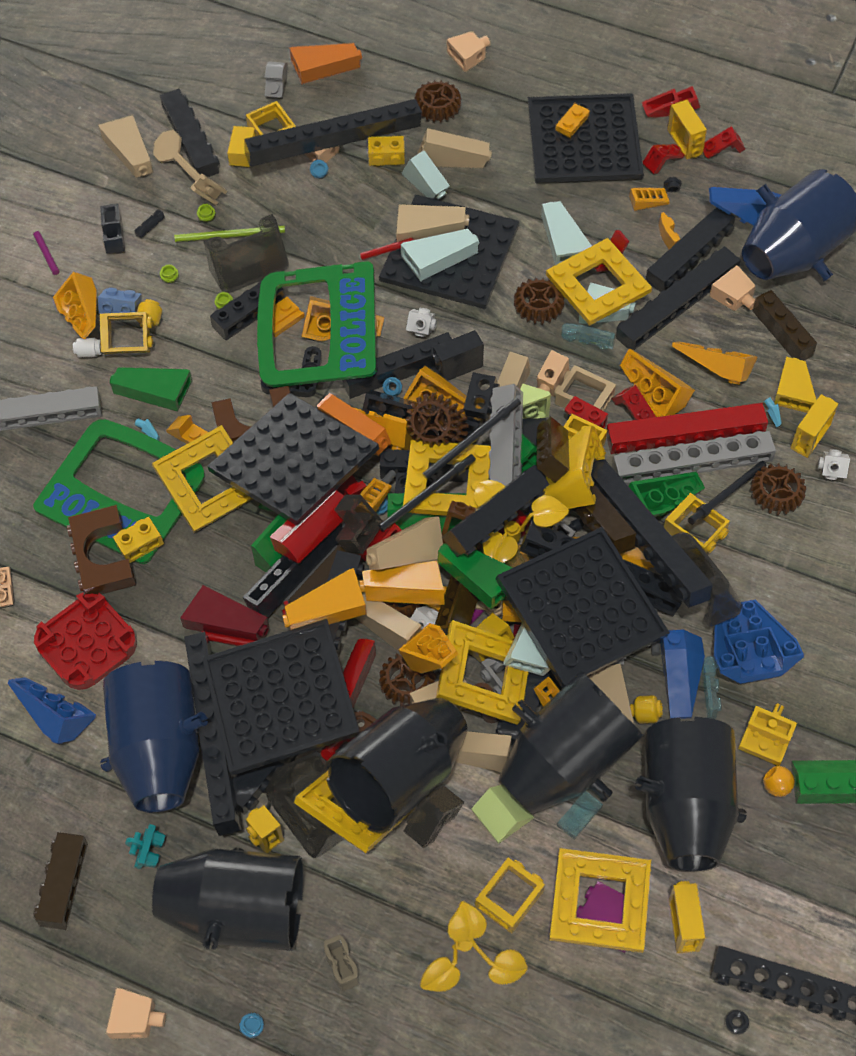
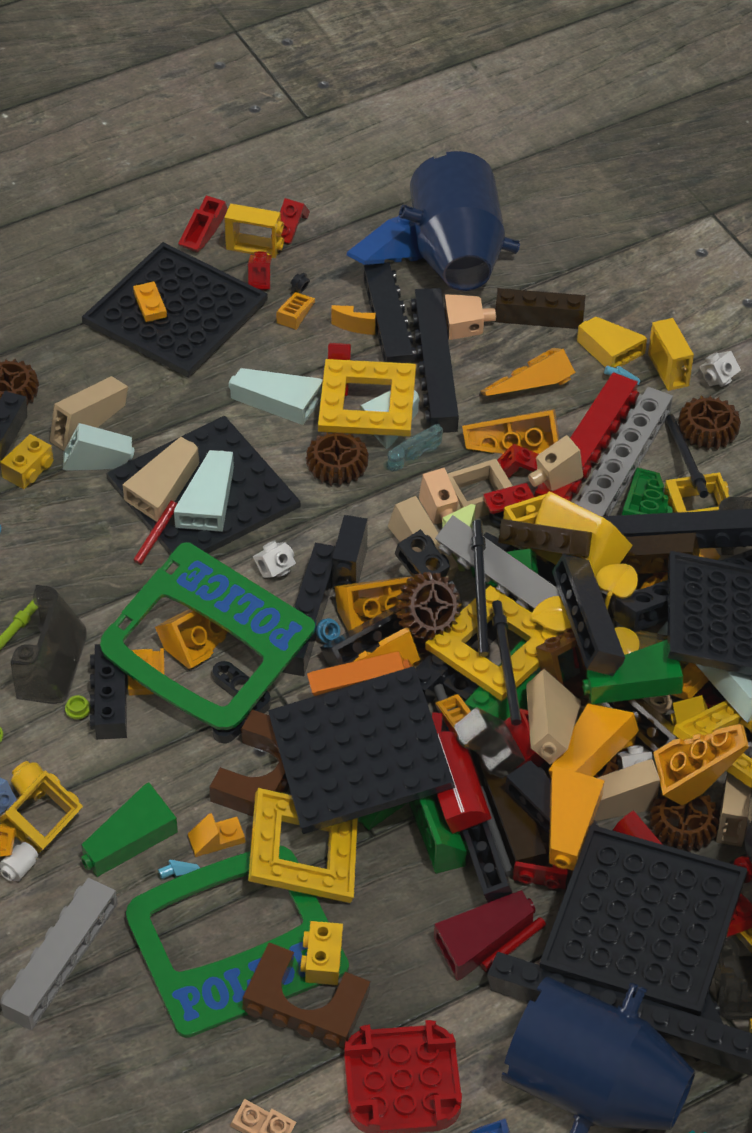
camera: 55 degrees left, 10 degrees down
(632, 420) = (558, 465): none -> tan torso

